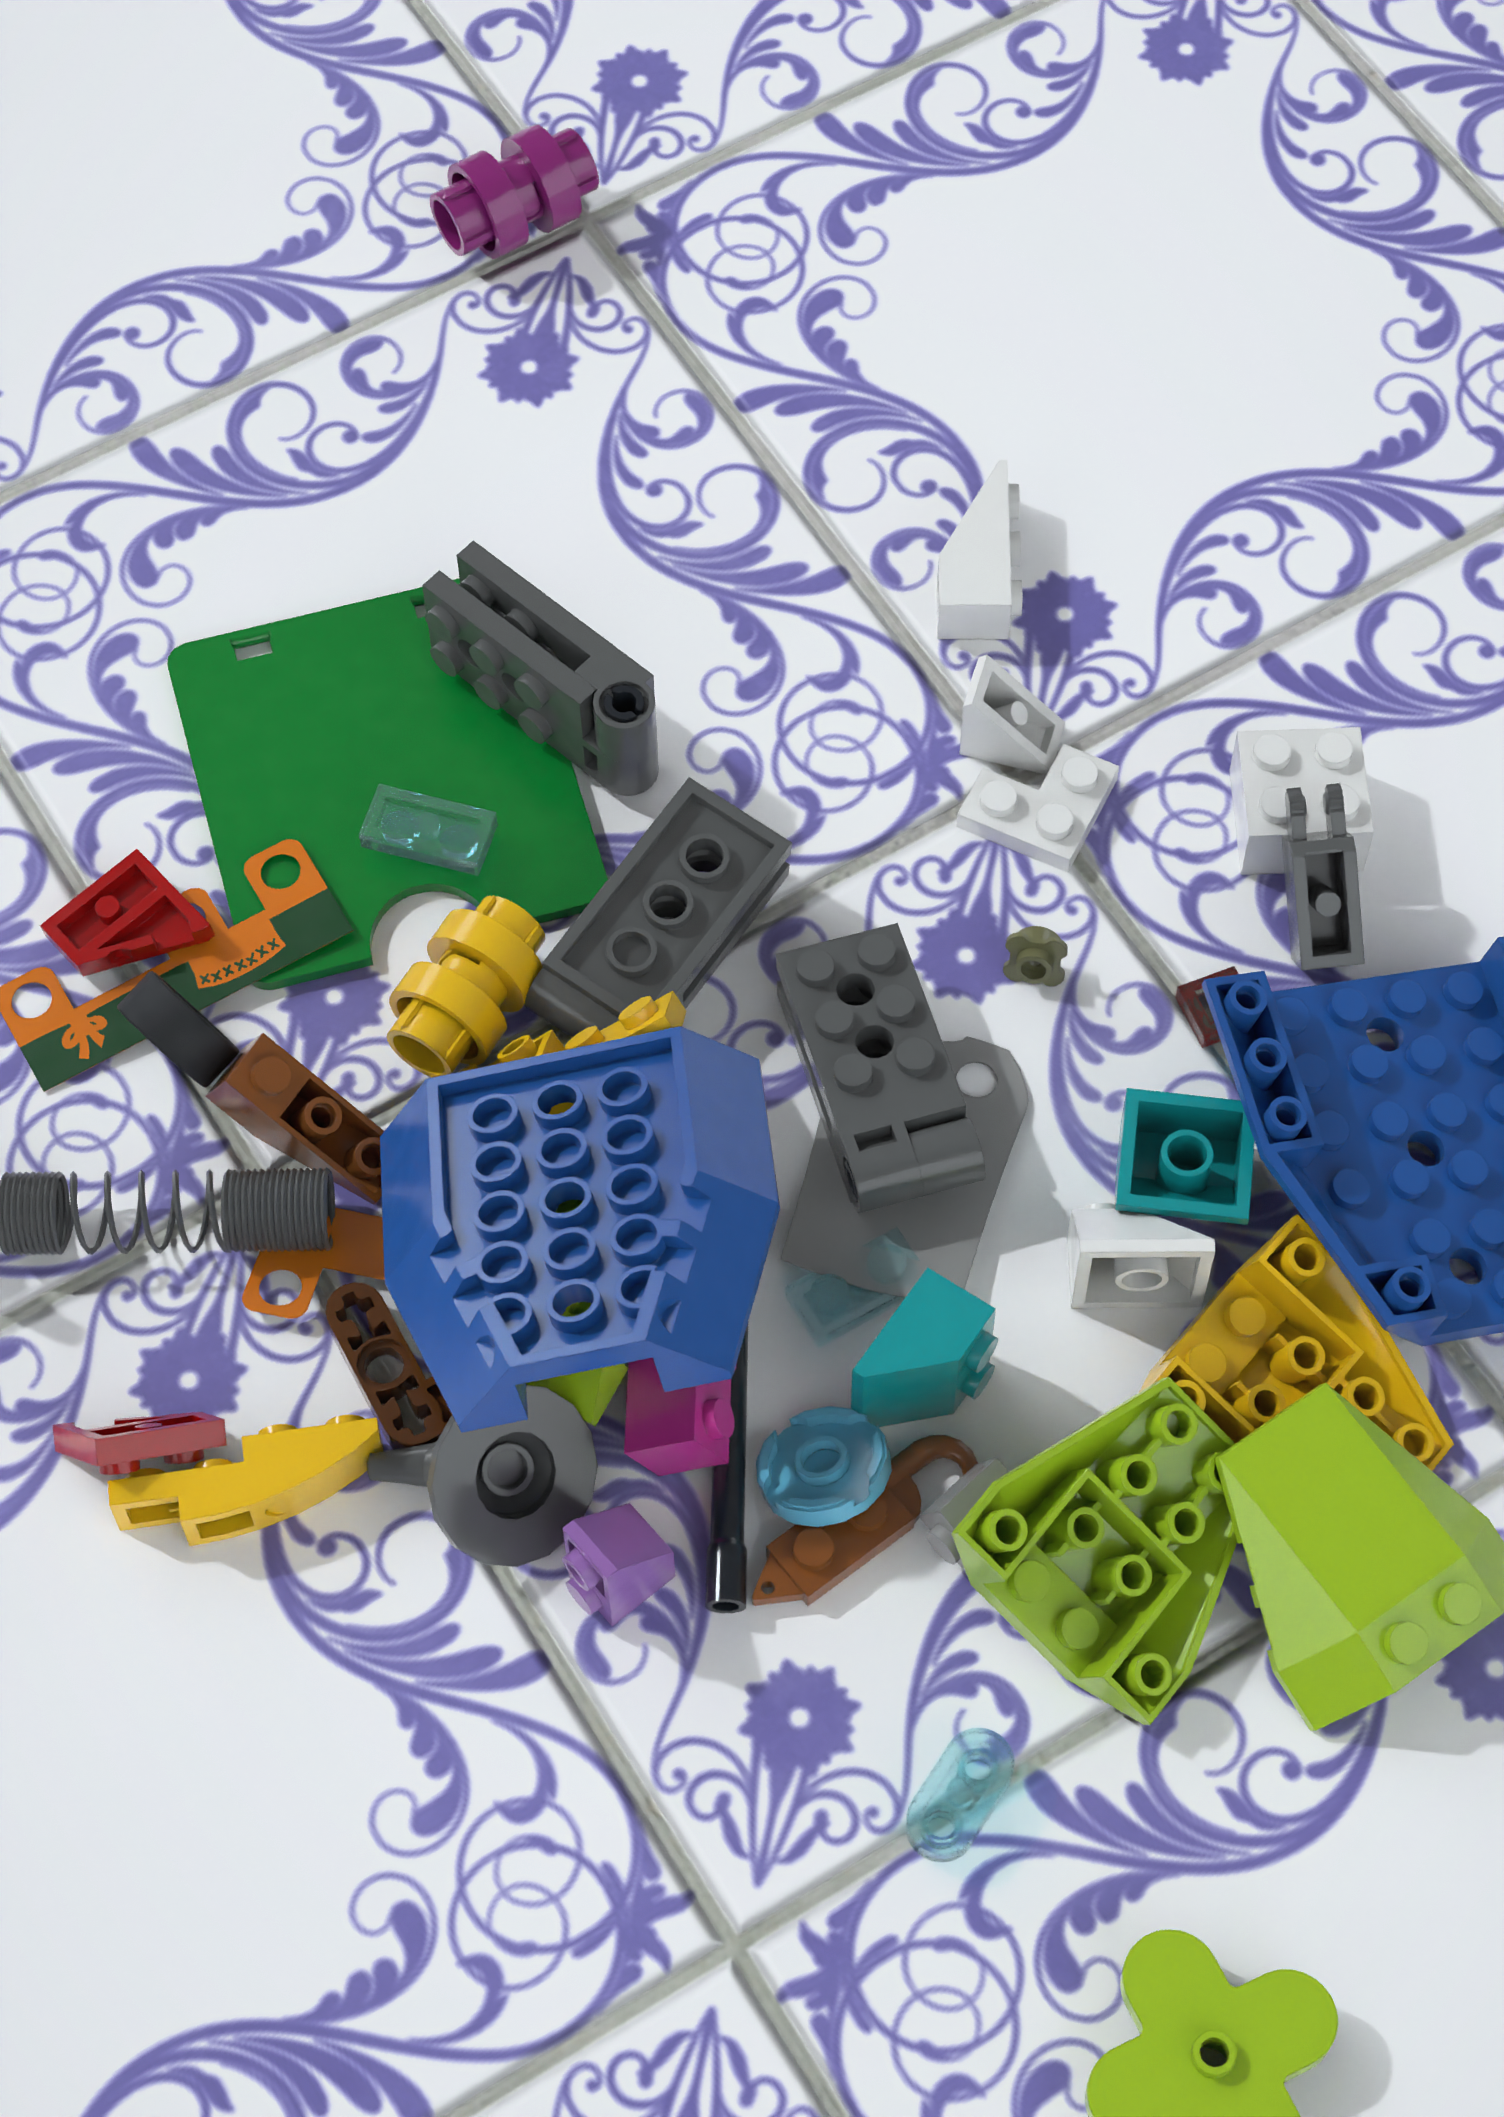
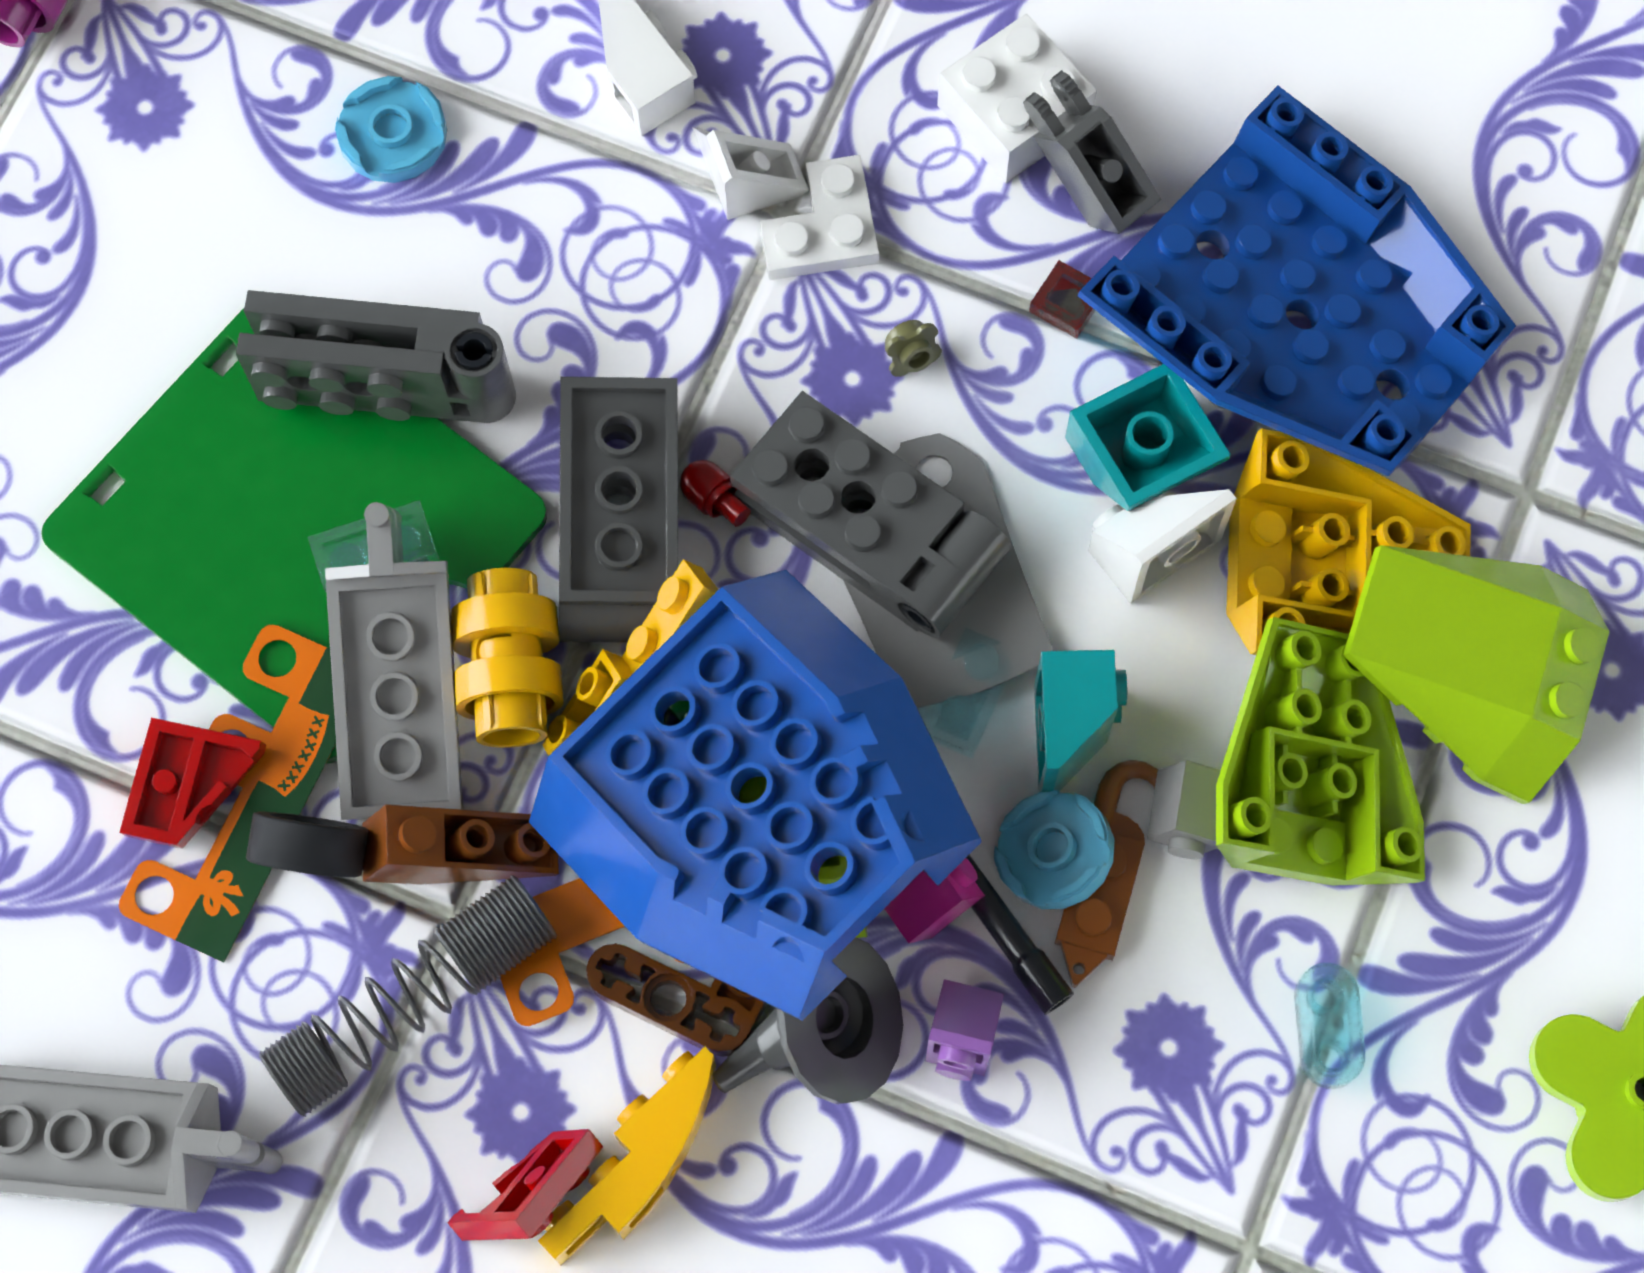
camera: 35 degrees left, 10 degrees up
(360, 933) = (393, 677): none -> light grey hinge
(721, 504) = (391, 129): none -> medium azure tile
(757, 969) = (711, 492): none -> red cylinder

